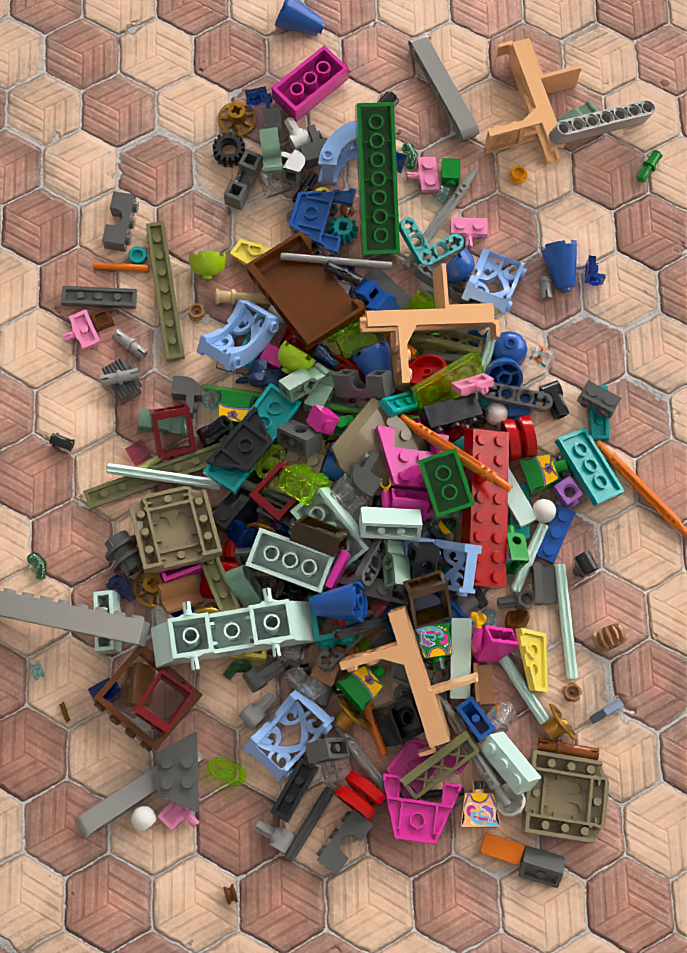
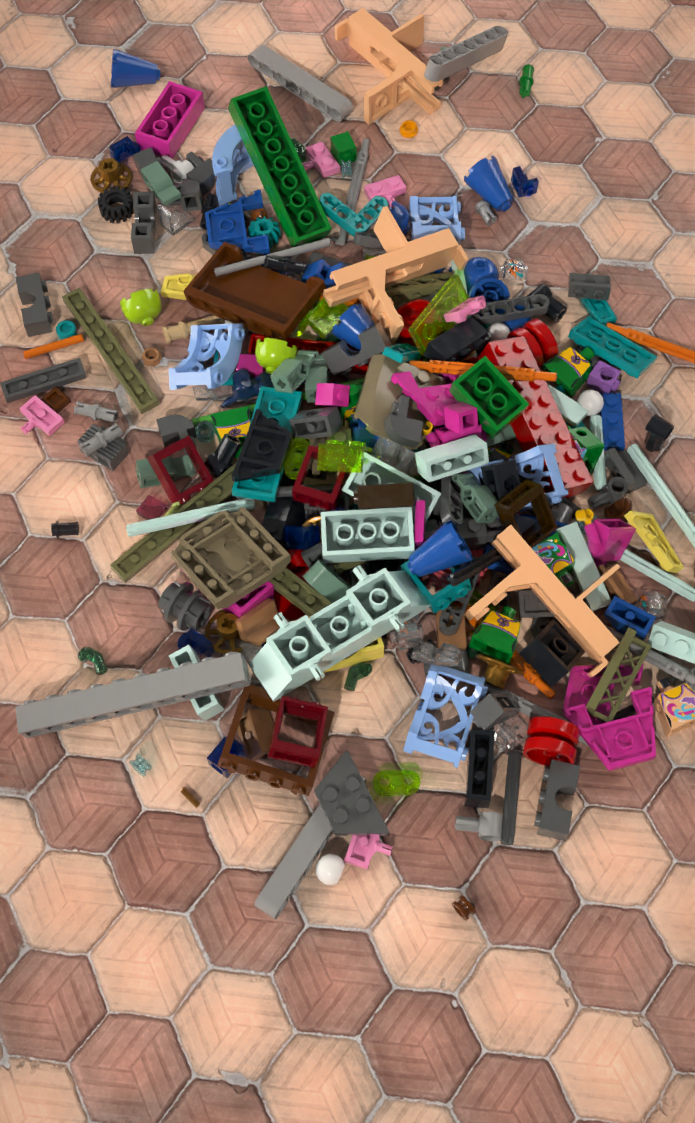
camera: 20 degrees left, 10 degrees down
(254, 713) = (397, 710): light grey axle -> none
(260, 676) = (384, 673): dark grey piece -> none
(325, 356) = (303, 342): cone -> none
(413, 491) = (461, 417): none -> dark pink brick

